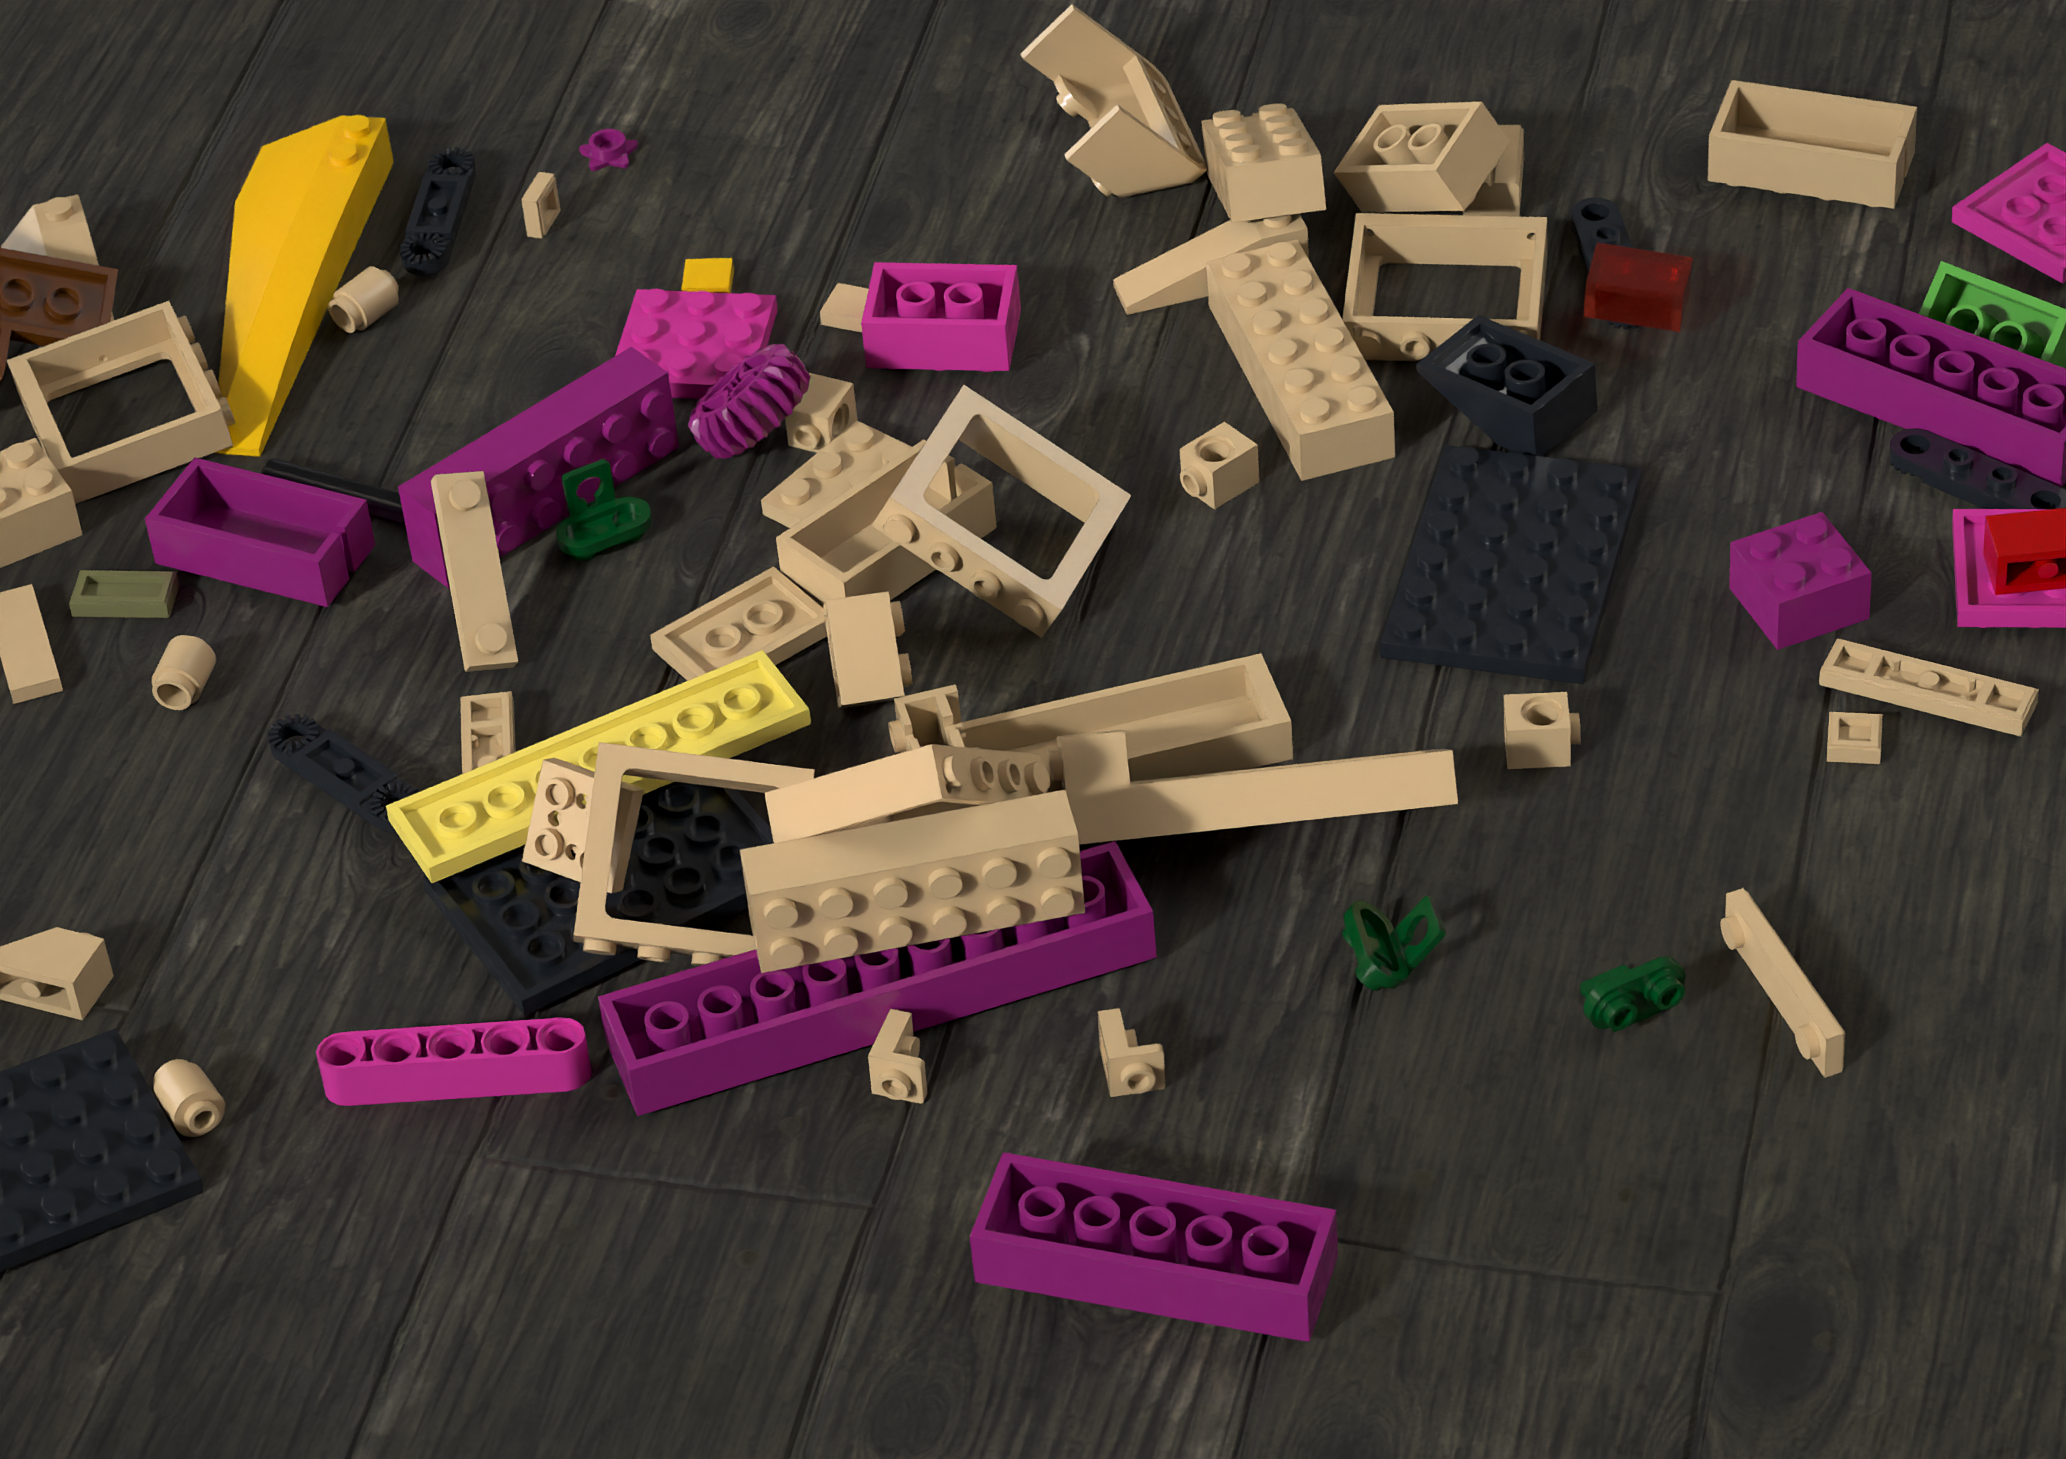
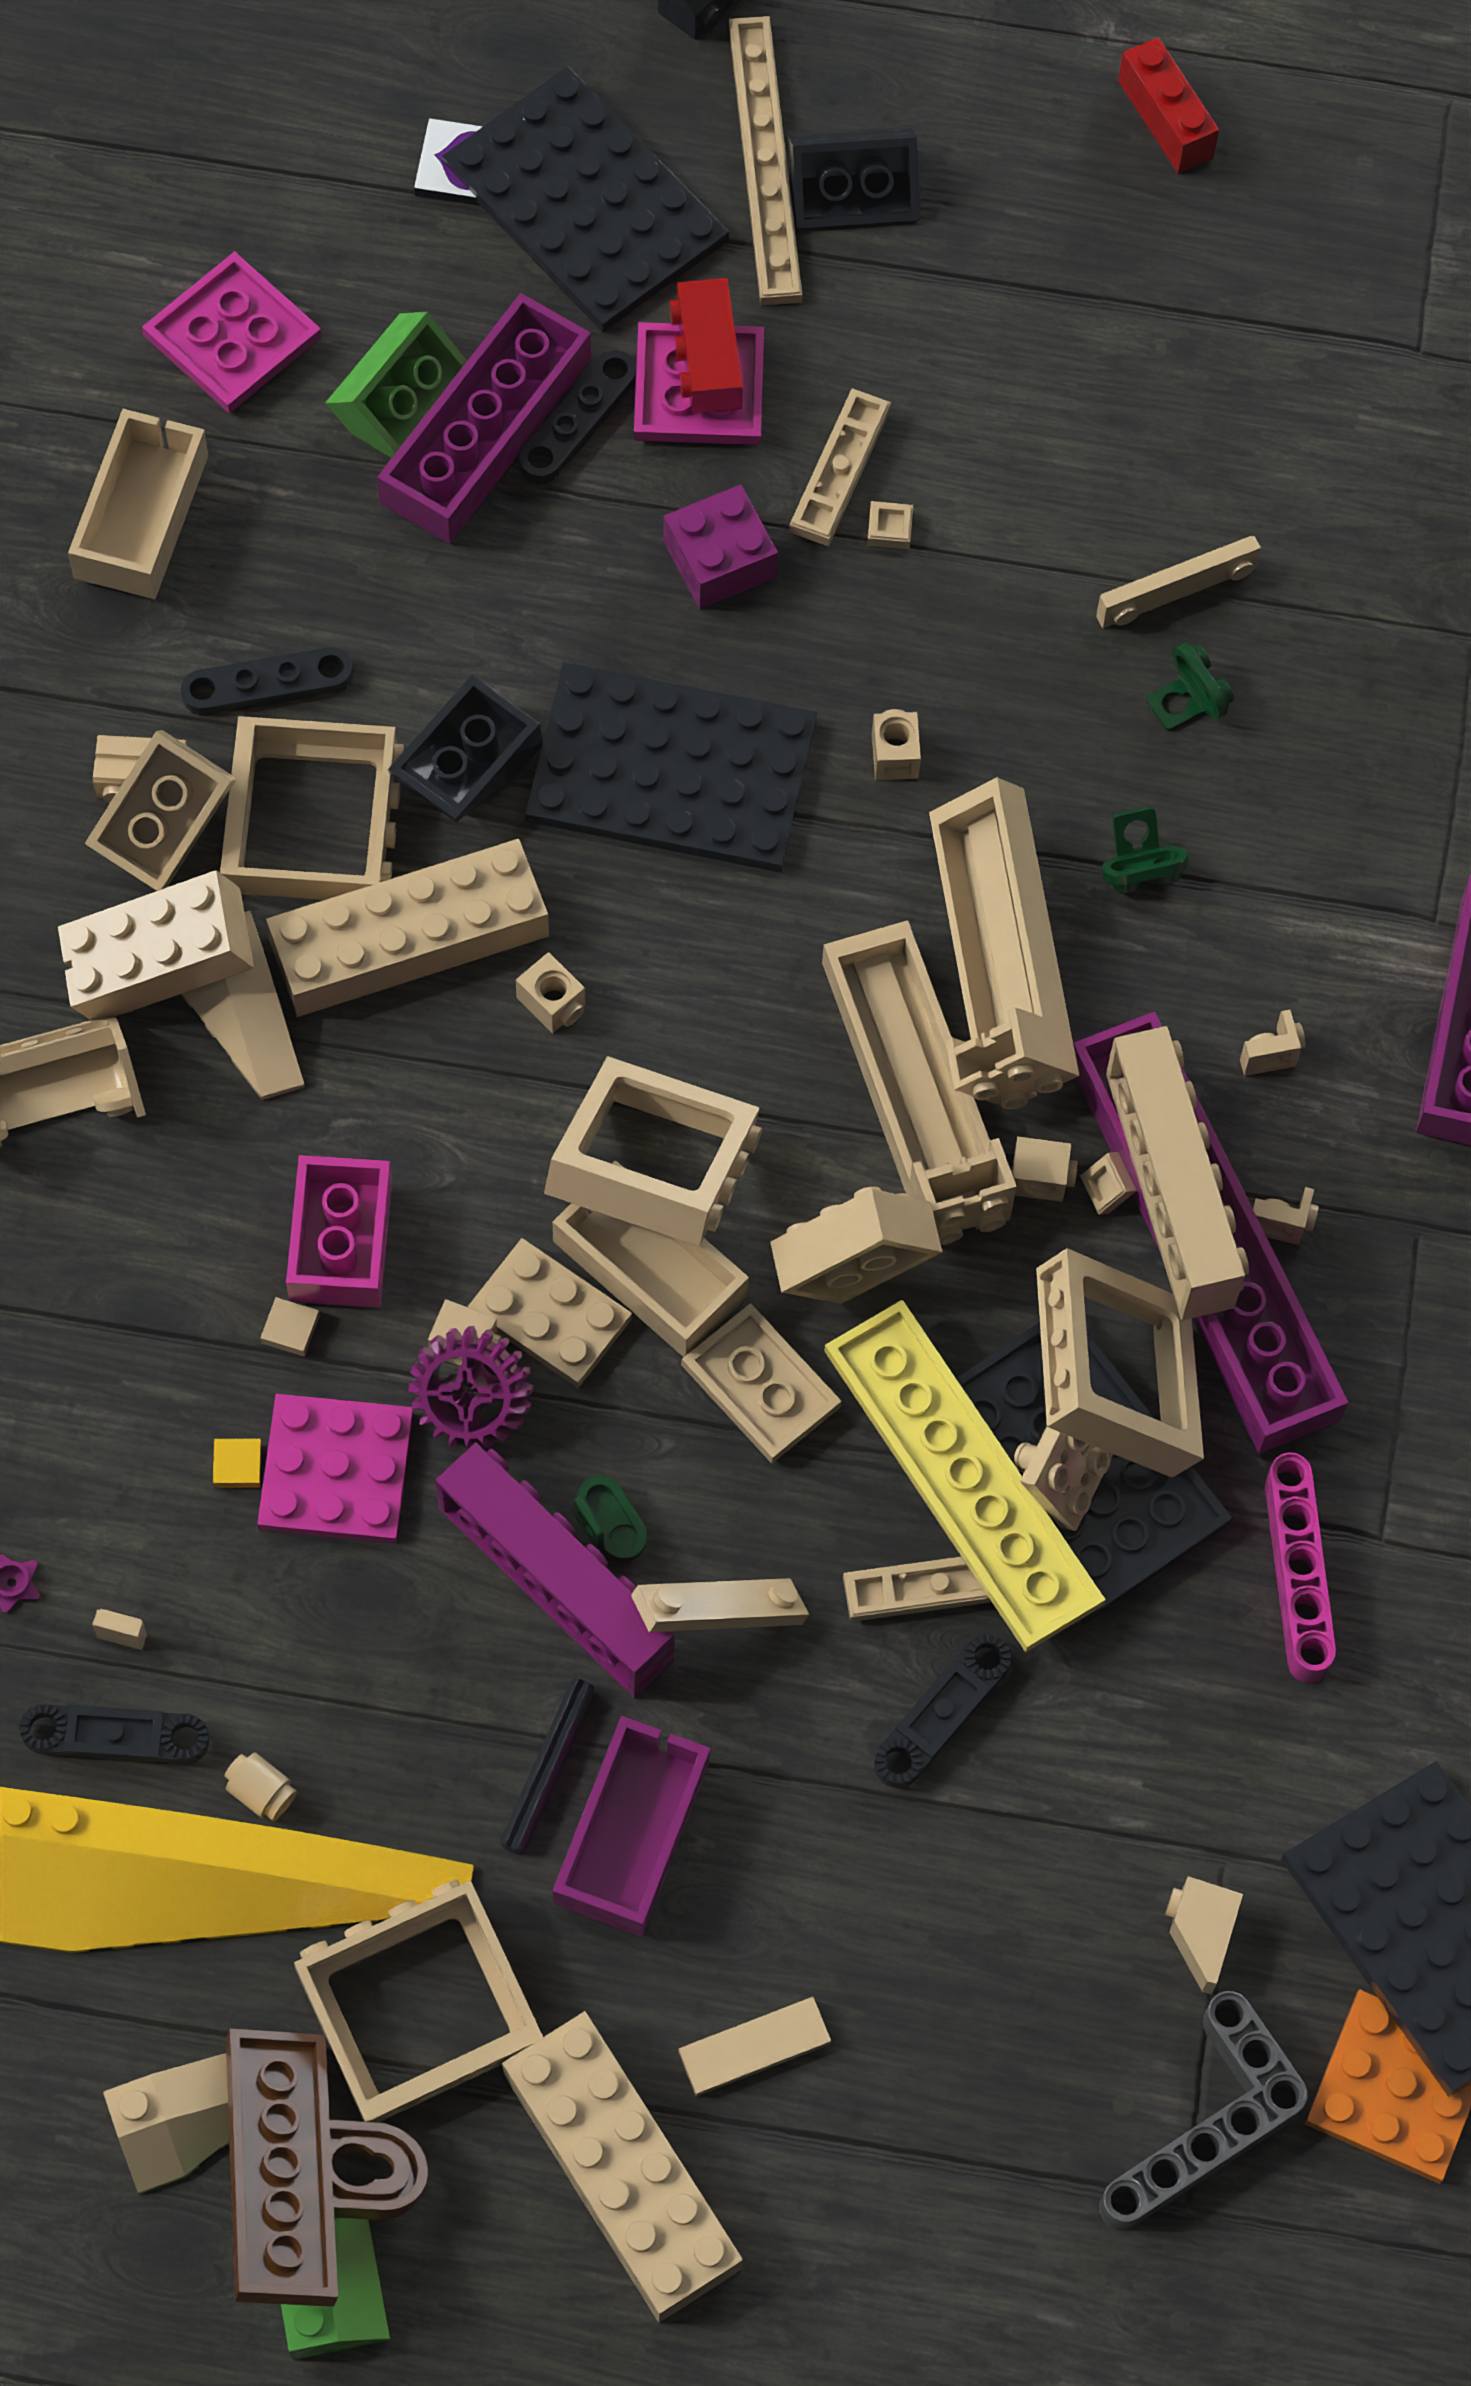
camera: 100 degrees left, 25 degrees up
(124, 594) = (683, 1961): olive tile -> none
(182, 672) = (811, 1877): tan brick -> none
(188, 1097) = (1347, 1785): tan brick -> none
(903, 788) = (1155, 1173): tan piece -> none
(1638, 287) = (339, 647): clear red brick -> none

